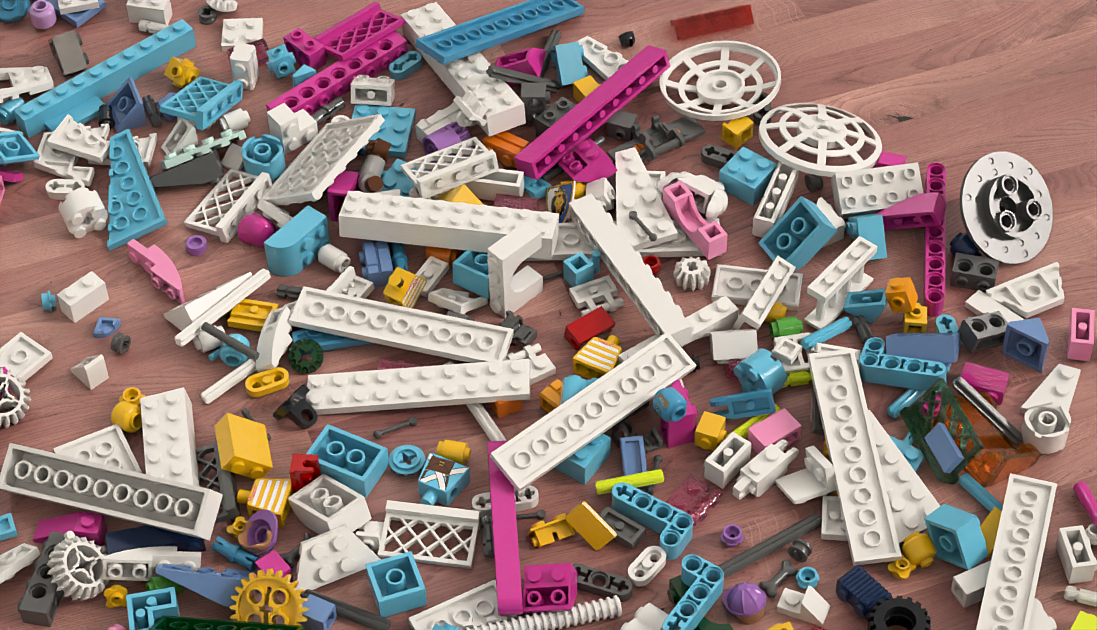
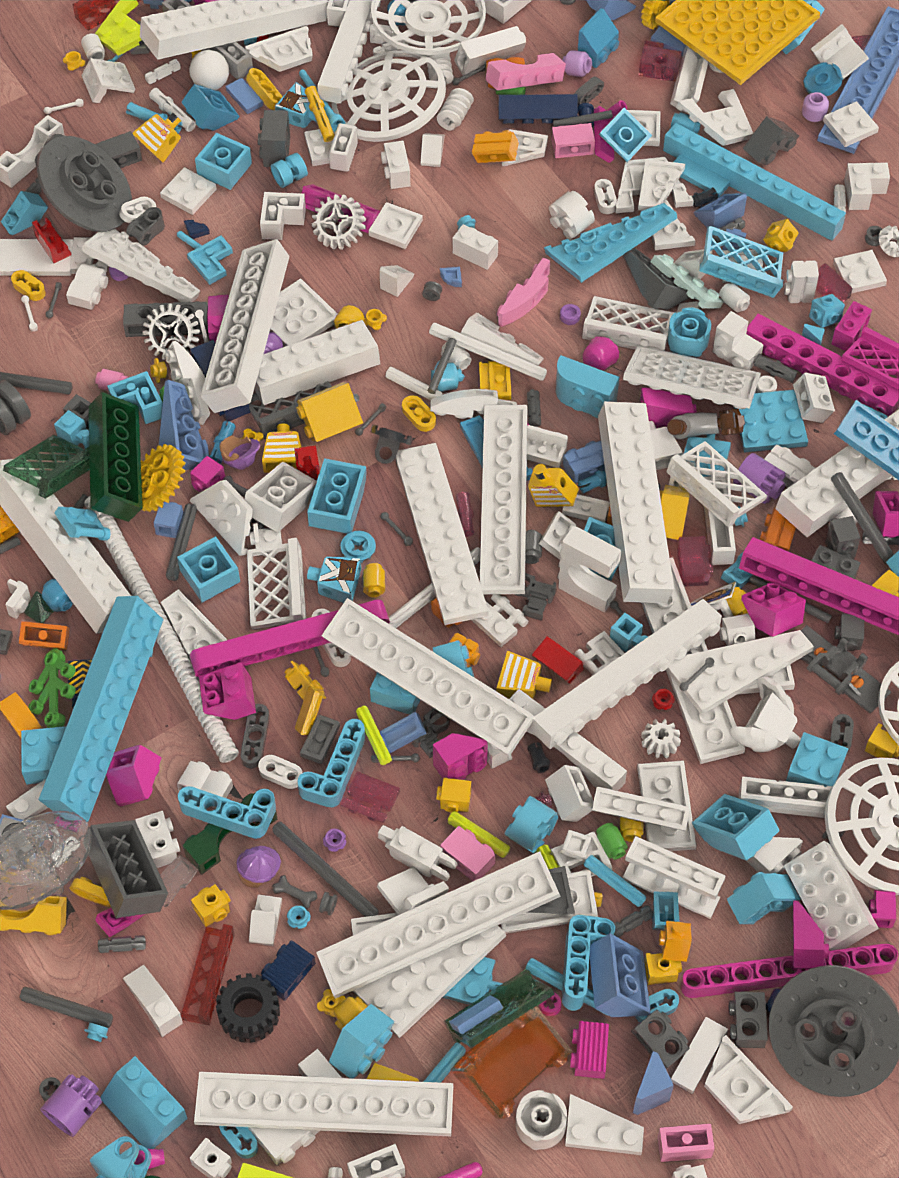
camera: 75 degrees right, 10 degrees up
(274, 213) = (616, 362): white plate -> none
(316, 357) = (456, 442): dark green gear -> none
(333, 258) = (583, 424): white brick -> none
(470, 110) = (786, 476): white hips -> none
(670, 404) = (444, 737): dark azure head -> none
(707, 236) = (706, 734): bright pink arch -> none
(727, 460) = (418, 815): white brick -> none
(745, 404) = (491, 817): dark azure hinge -> none
(987, 410) = (539, 1049): dark grey axle -> none

